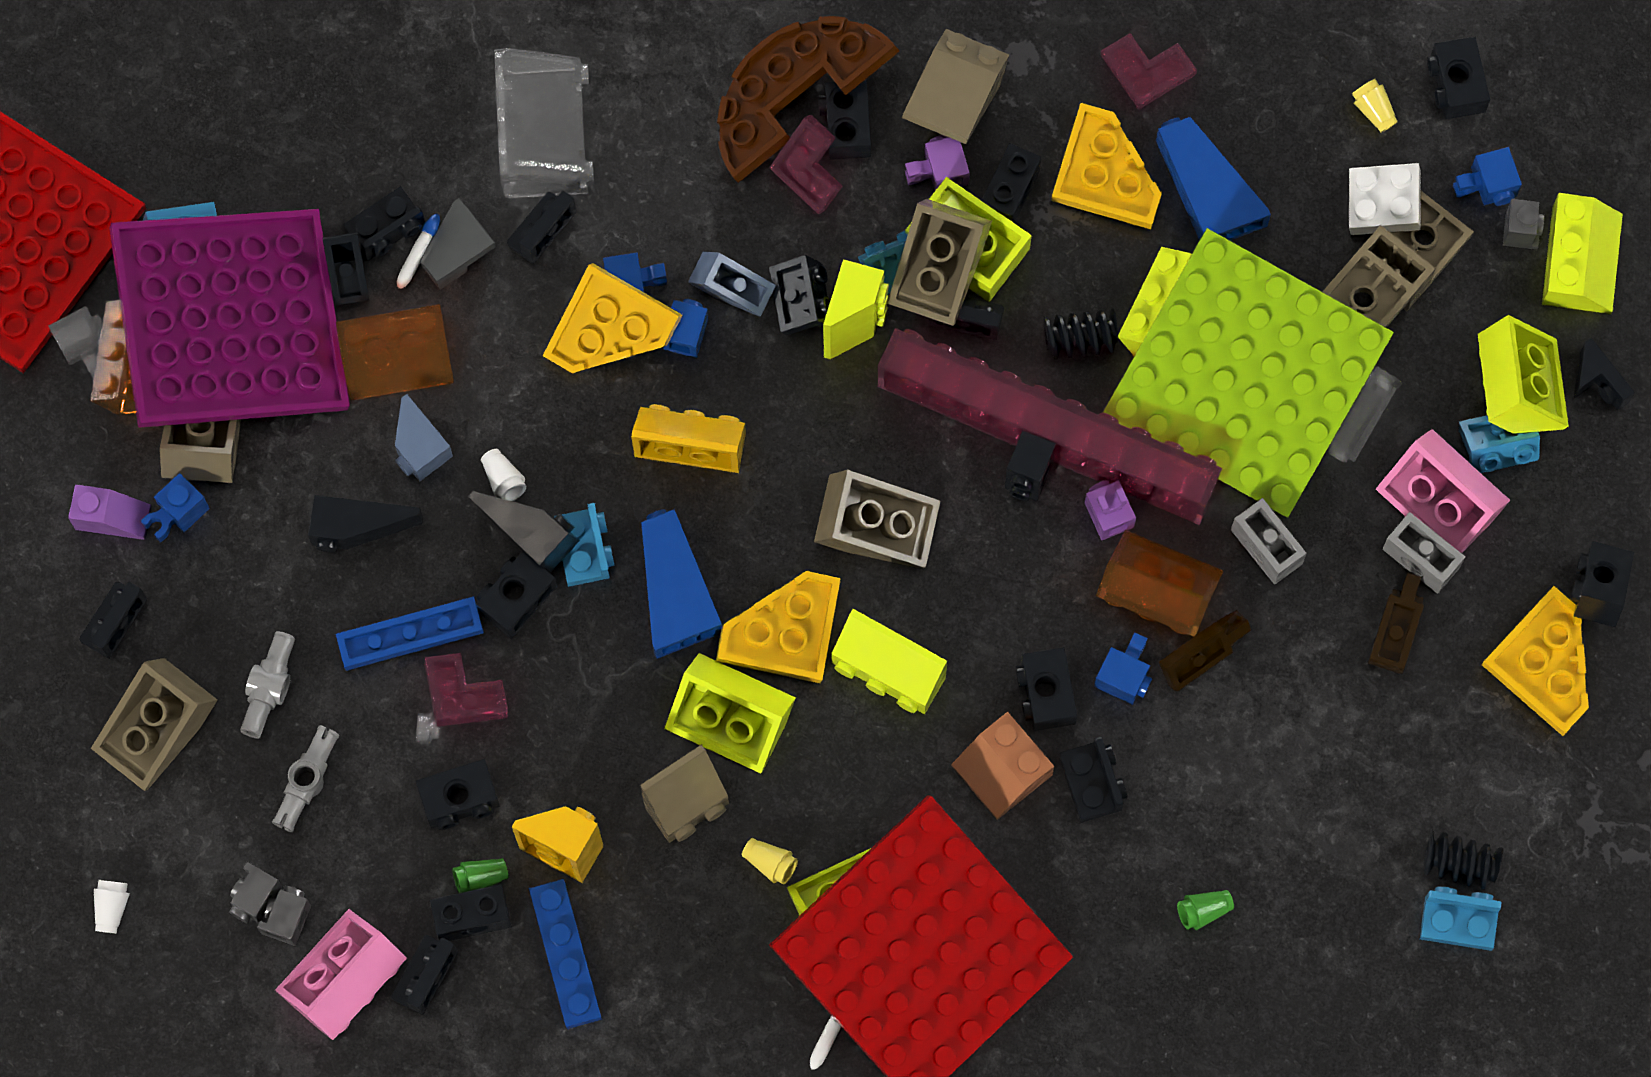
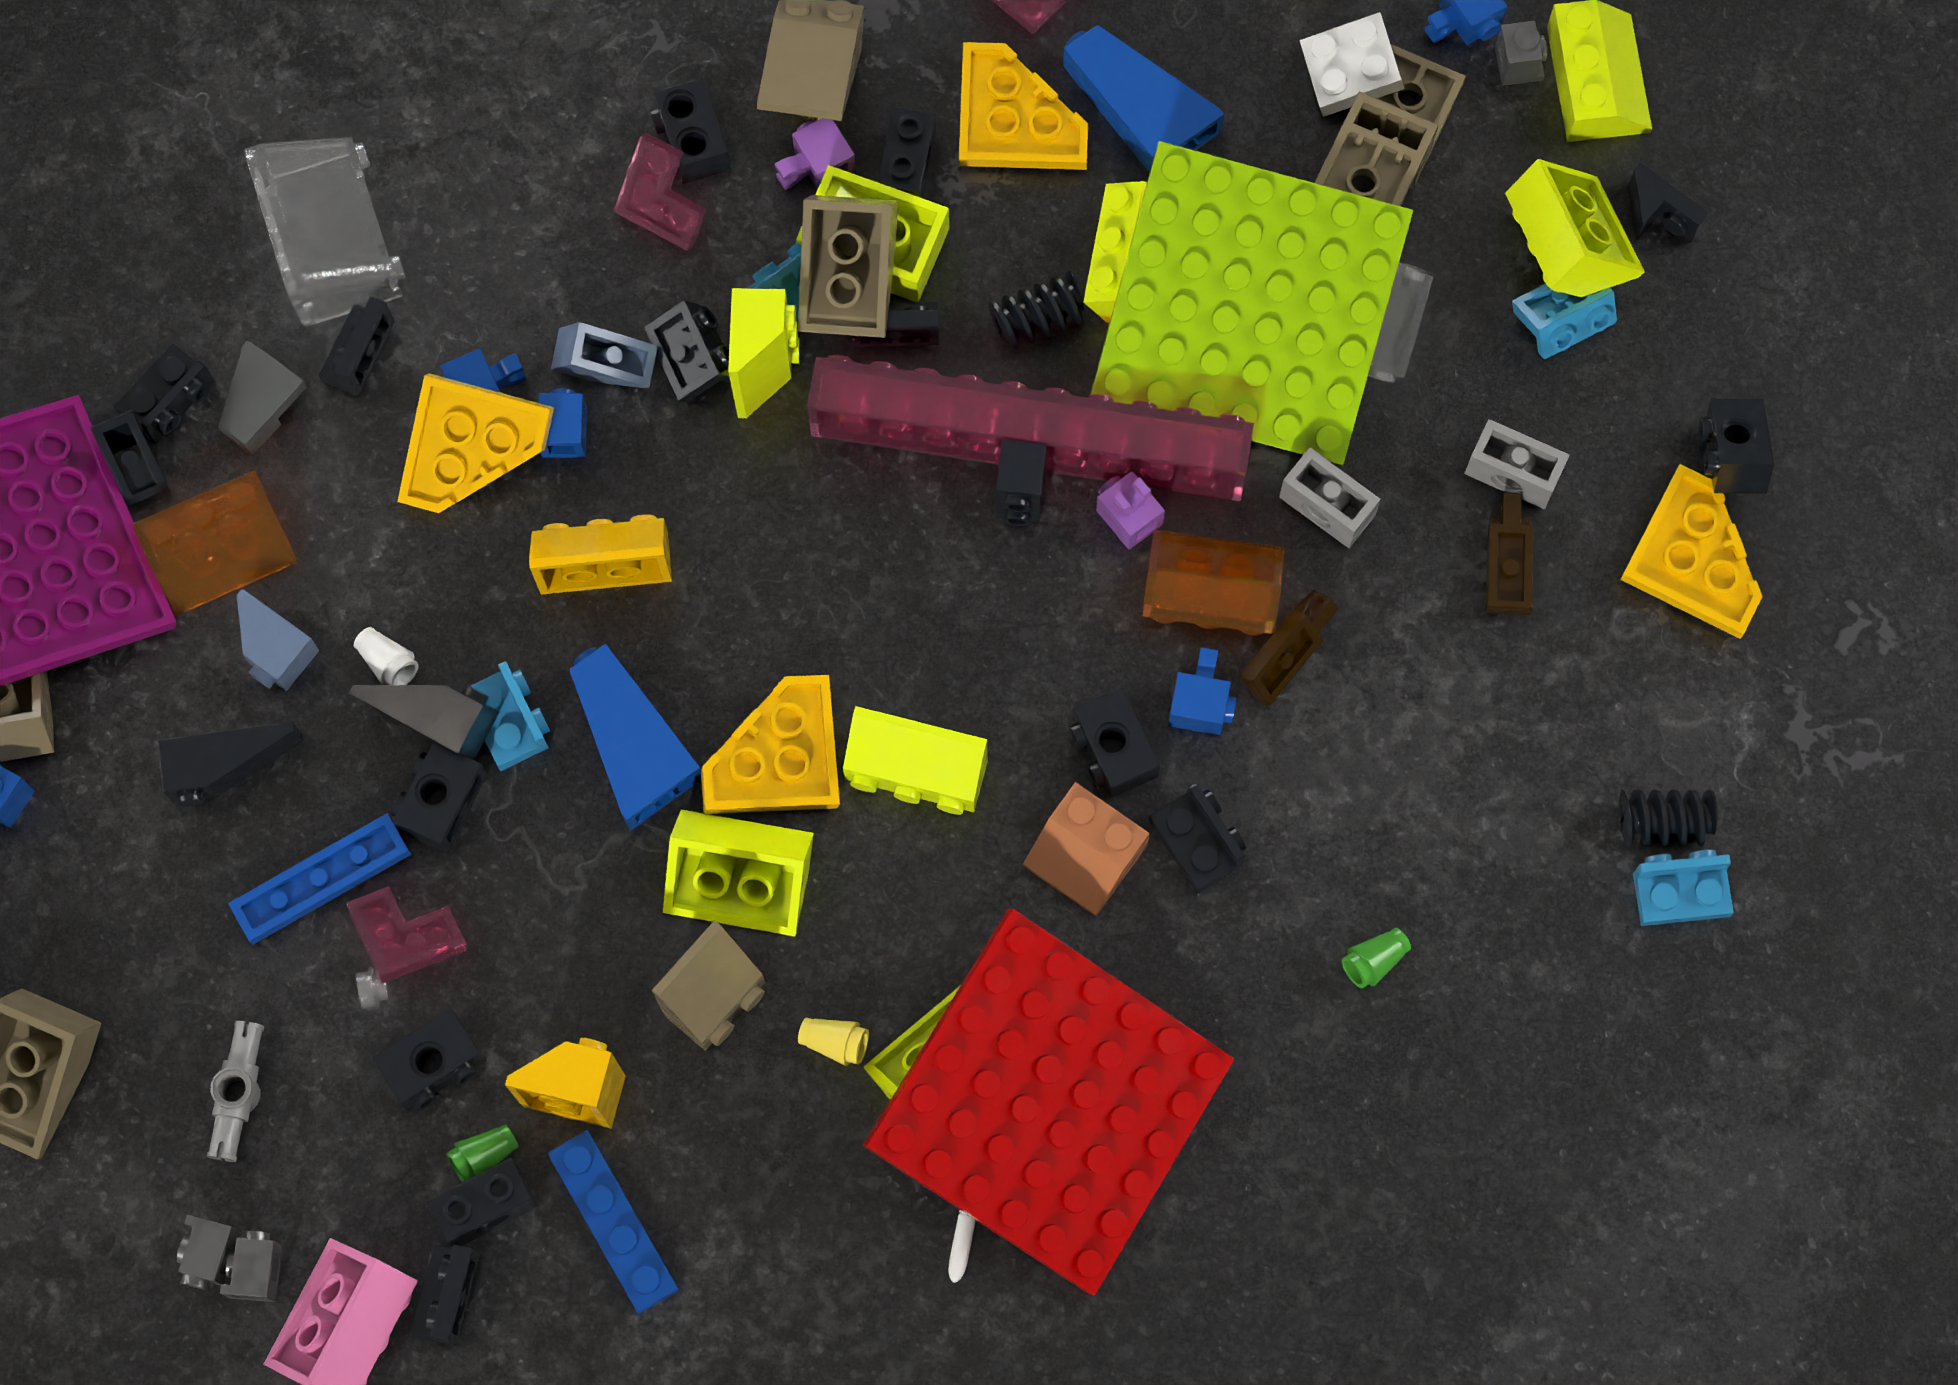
camera: 15 degrees left, 0 degrees up
(109, 905) = (28, 1314): white cone -> none
(267, 684) = (159, 987): light grey pin -> none
(413, 260) = (210, 429): white piece -> none
(782, 70) = (599, 91): reddish brown plate -> none
(876, 519) = (853, 593): dark tan slope -> none
(1443, 491) = (1517, 385): bright pink slope -> none

